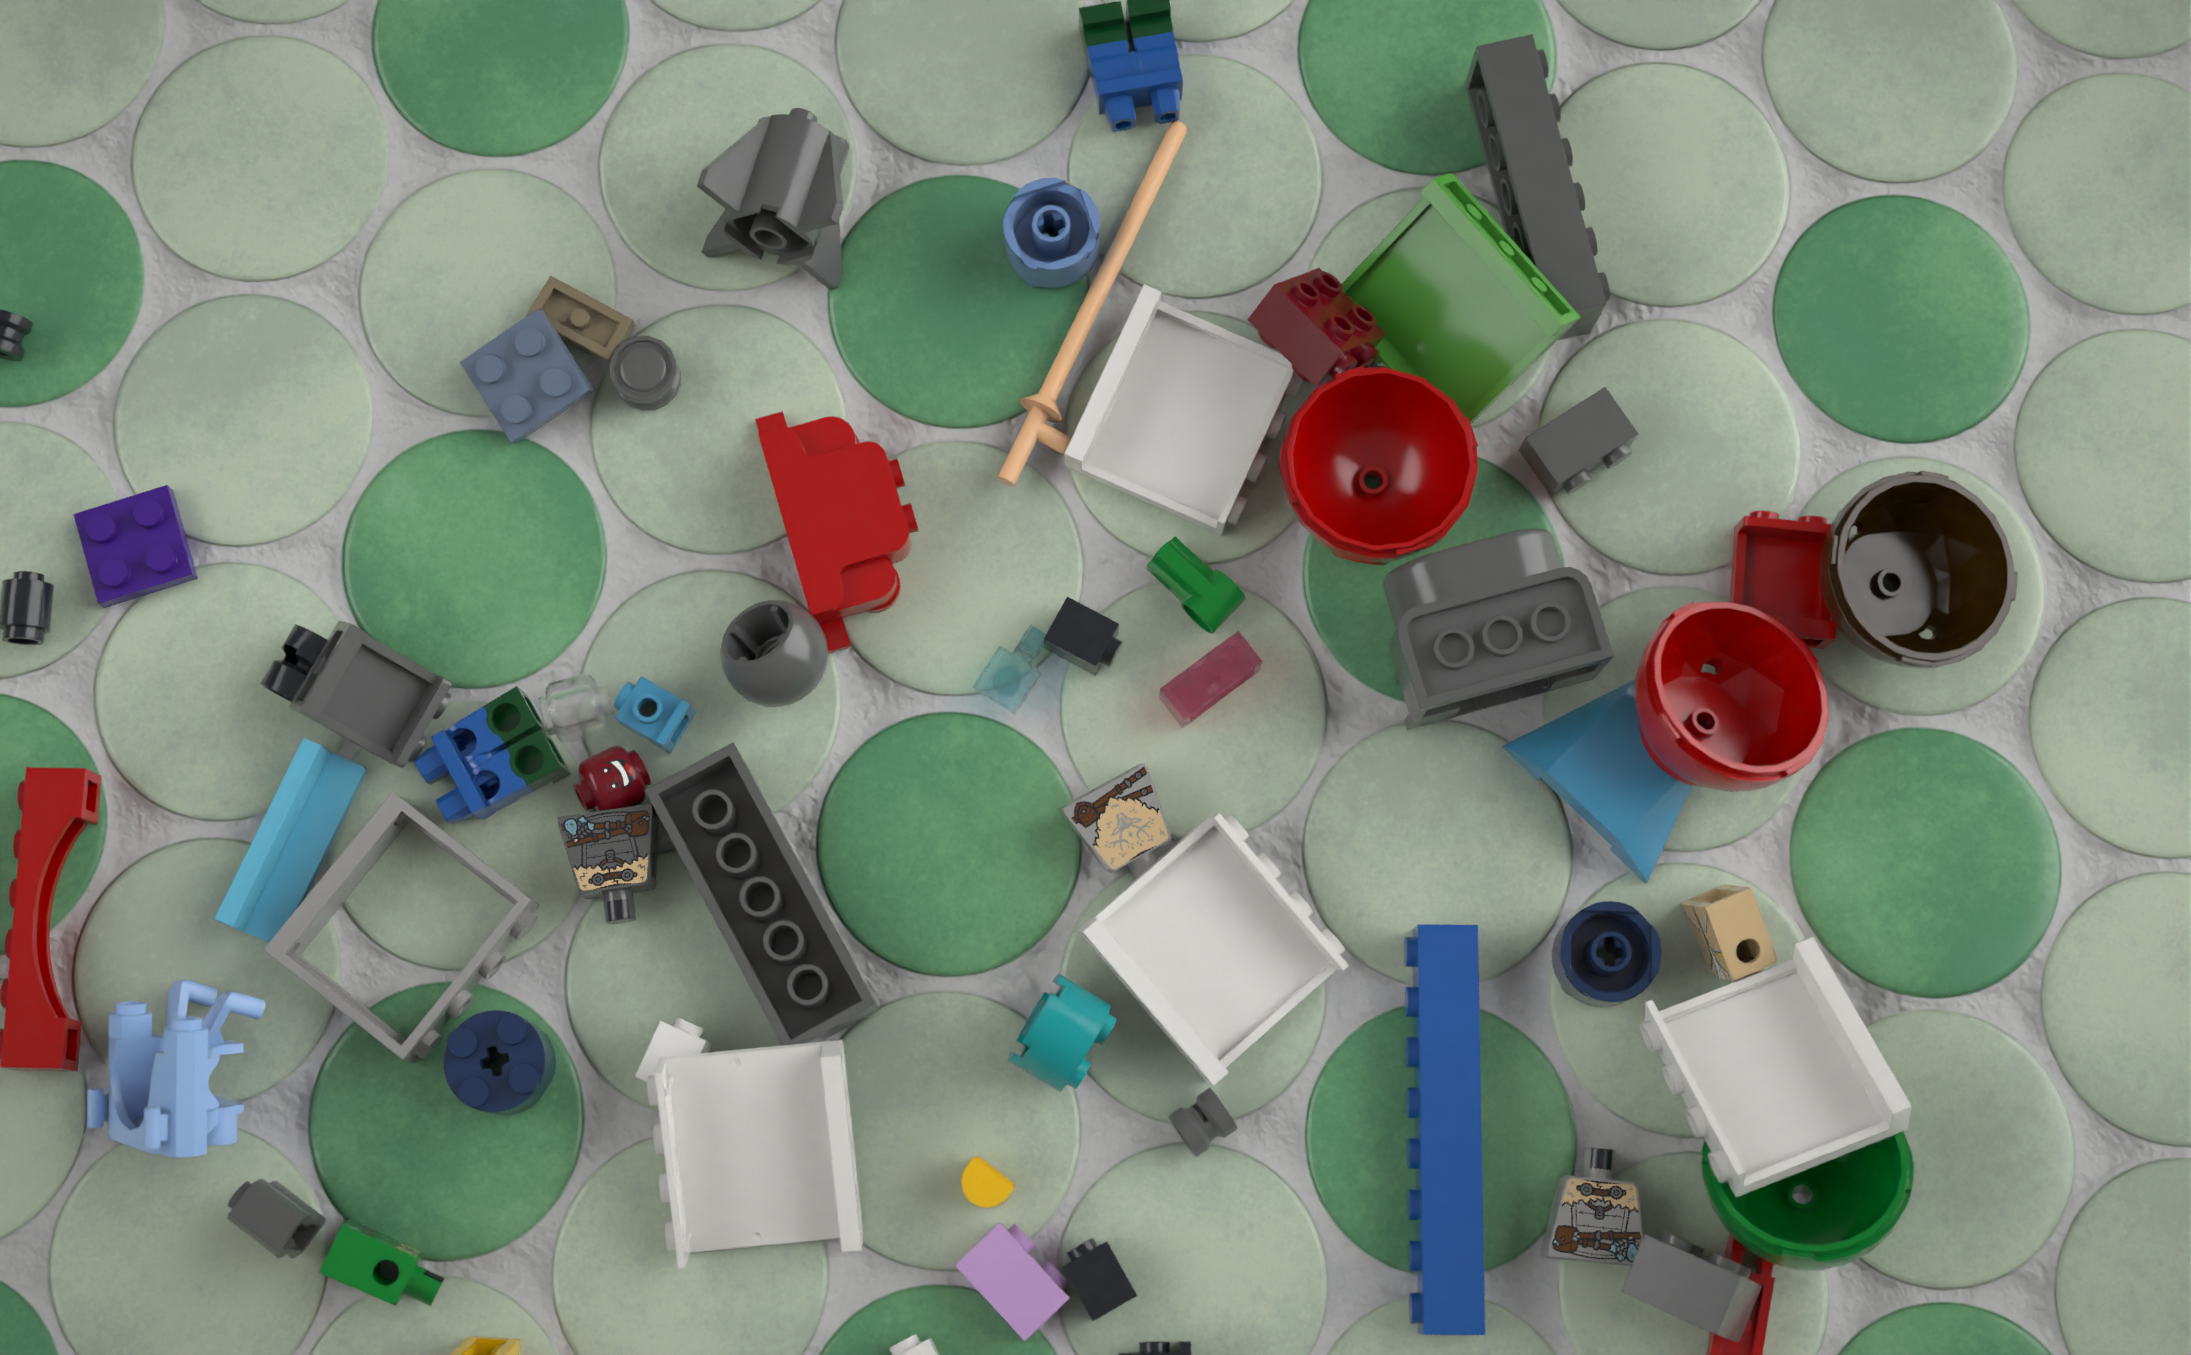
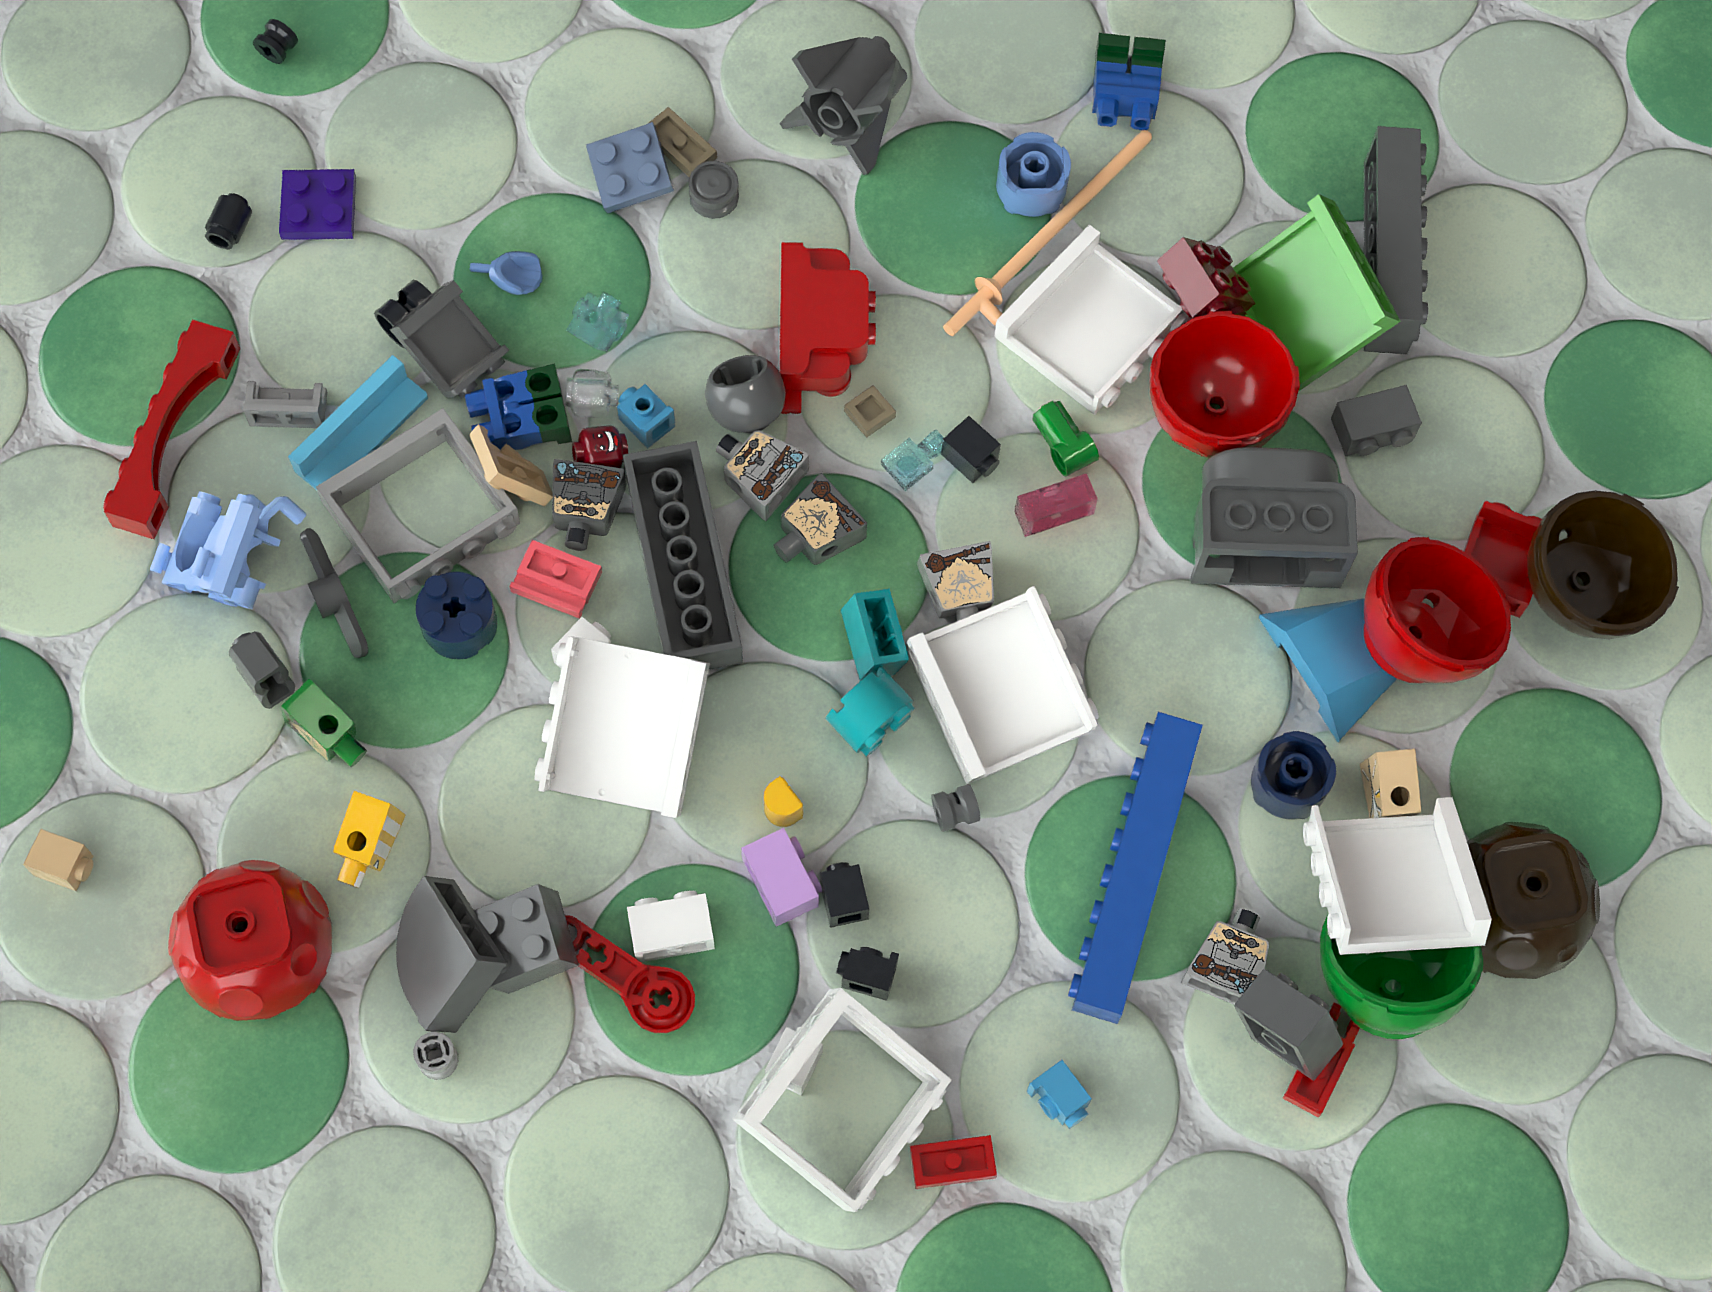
camera: 15 degrees right, 10 degrees down
(186, 840) = (285, 406): none -> light grey hinge
(327, 1080) = (331, 595): none -> dark grey piece
(422, 567) = (513, 272): none -> medium blue piece
(505, 850) = (509, 470): none -> tan wing
(553, 606) = (598, 320): none -> clear light blue brick
(610, 972) = (556, 579): none -> coral plate
(825, 744) = (762, 470): none -> torso
(920, 797) = (819, 524): none -> torso
(938, 621) = (869, 411): none -> dark tan plate
(1035, 928) = (874, 633): none -> teal brick
(1898, 991) = (1533, 929): none -> dark brown rock

